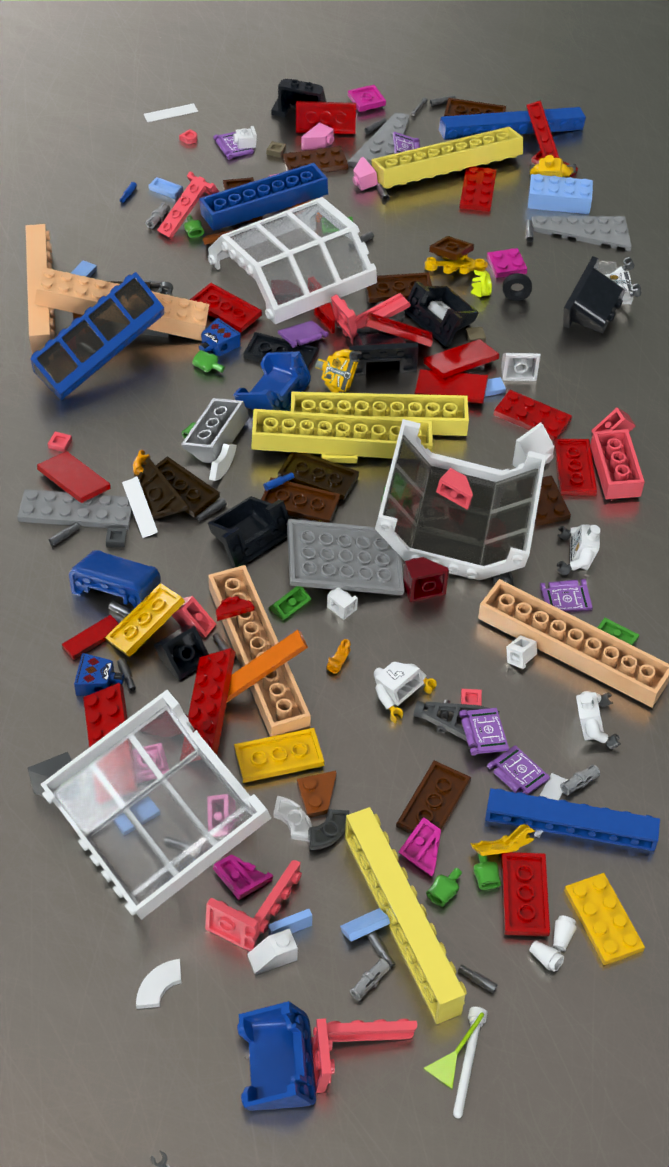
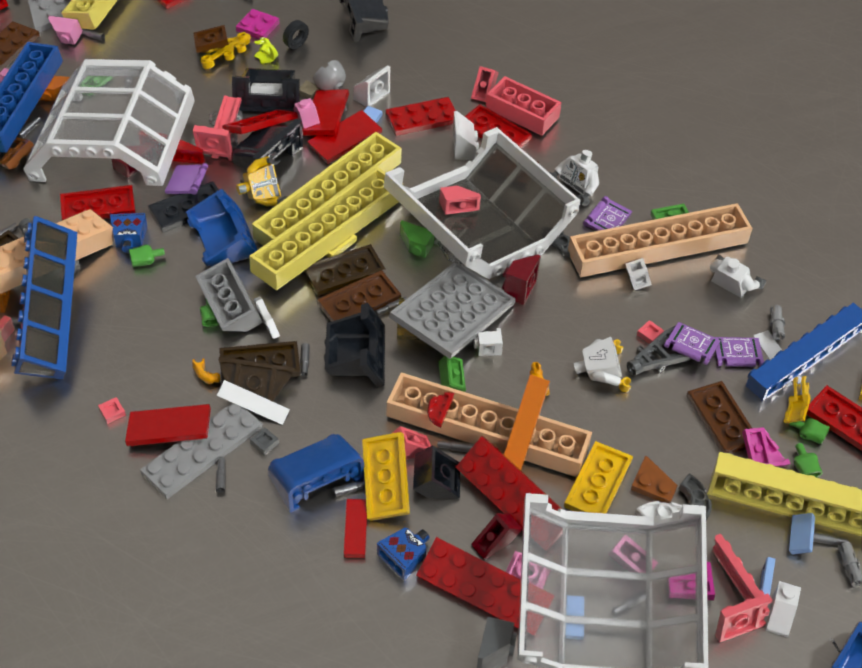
camera: 50 degrees left, 0 degrees up
(127, 674) = (415, 528): flat silver pin -> none
(278, 481) = (329, 297): blue piece -> none
(391, 285) = (210, 93): reddish brown plate -> none
(440, 346) = (307, 113): none -> bright pink slope
(498, 335) = (330, 77): none -> light grey cylinder

